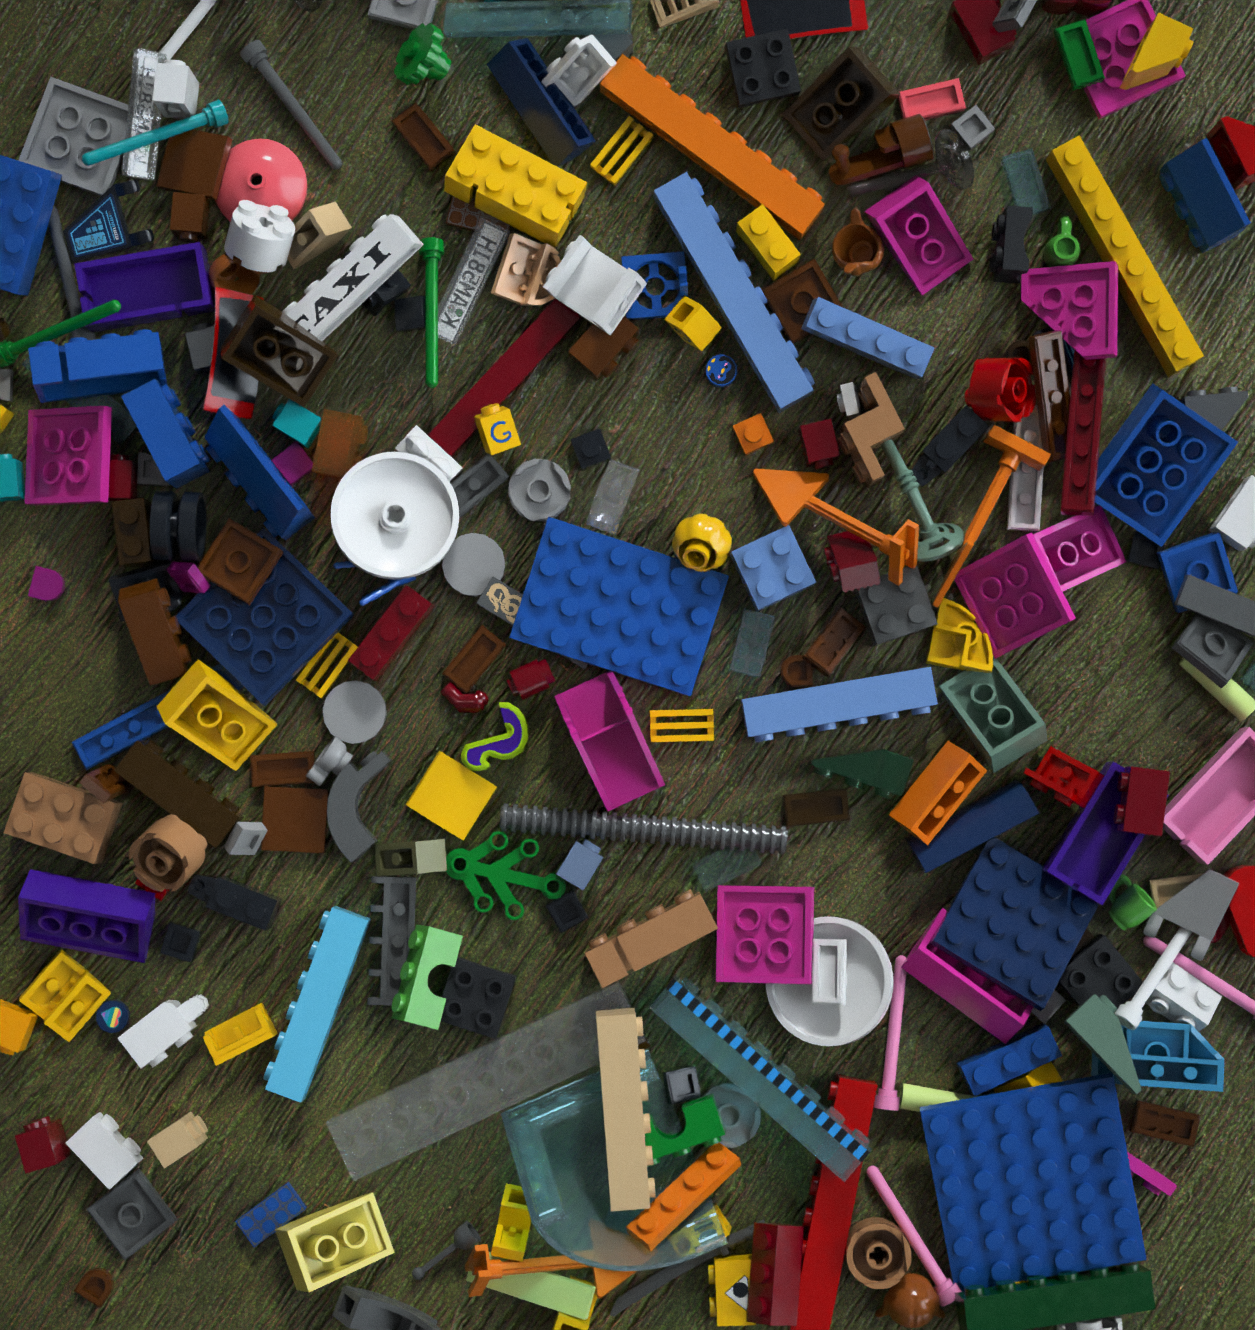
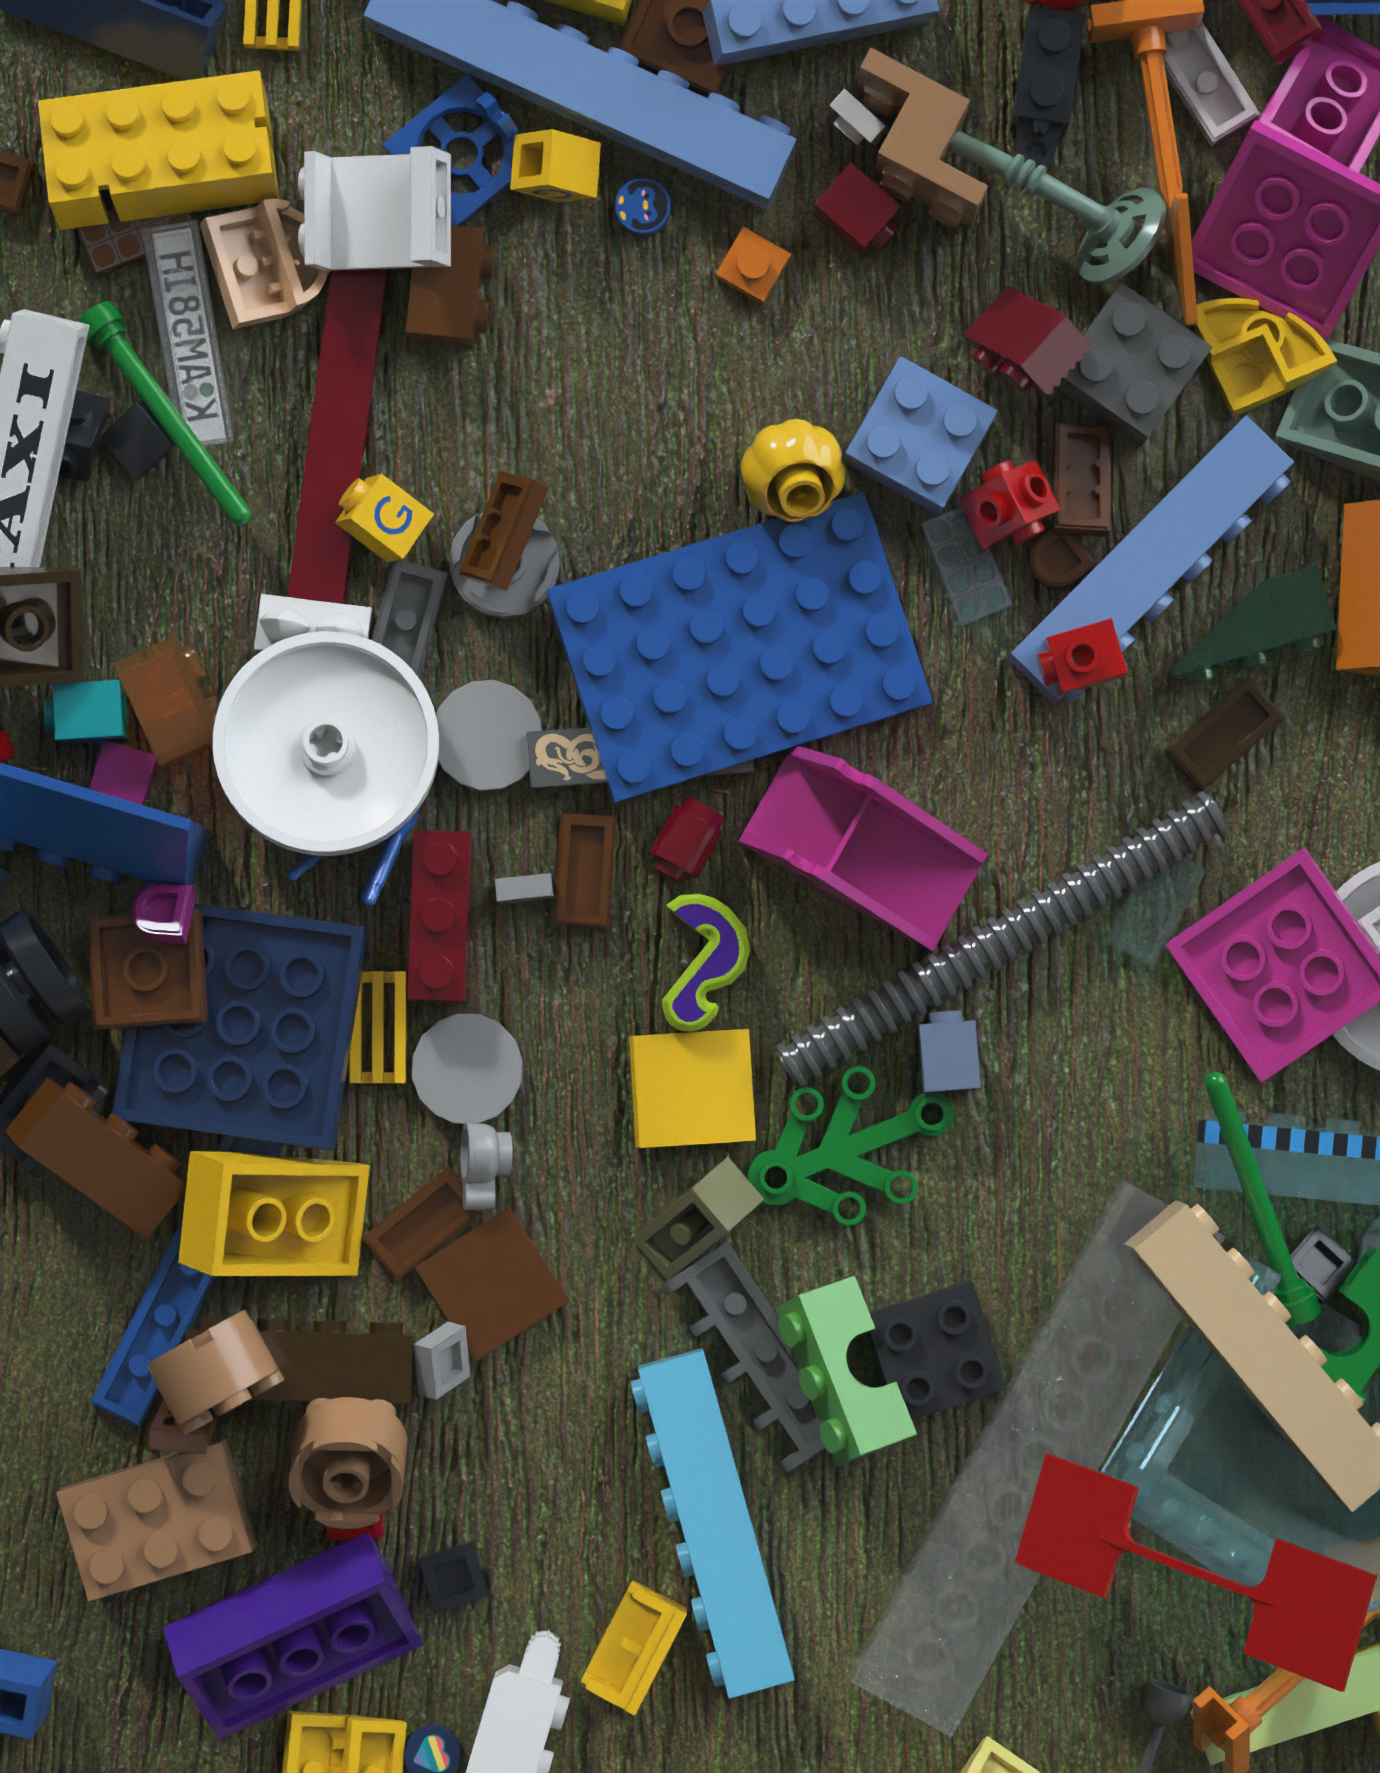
camera: 40 degrees left, 0 degrees up
(134, 769) = (214, 1372): none -> medium nougat brick
(188, 577) = (90, 1044): magenta tile -> none
(236, 900) = (491, 1458): black hinge -> none
(264, 540) = (164, 912): none -> magenta tile
(342, 807) = (562, 1231): dark grey arch -> none
(439, 647) = (524, 888): none -> light grey tile
(465, 702) = (617, 941): dark red arm -> none
(512, 1225) = (1219, 1635): yellow brick -> none
(547, 475) = (503, 530): none -> reddish brown plate
(549, 1239) = (1304, 1608): none -> red hinge
(567, 911) = (976, 1136): black tile -> none
(590, 449) = (536, 450): black plate -> none
(612, 497) = (618, 496): clear slope -> none
(649, 939) = (1126, 1085): medium nougat piece -> none
(659, 1090) = (1291, 1290): none -> green piece
(681, 725) = (987, 725): yellow tile -> none
(771, 725) = (1082, 658): none -> red brick
(791, 629) = (1021, 502): none -> red brick
(795, 490) = (871, 304): orange piece -> none

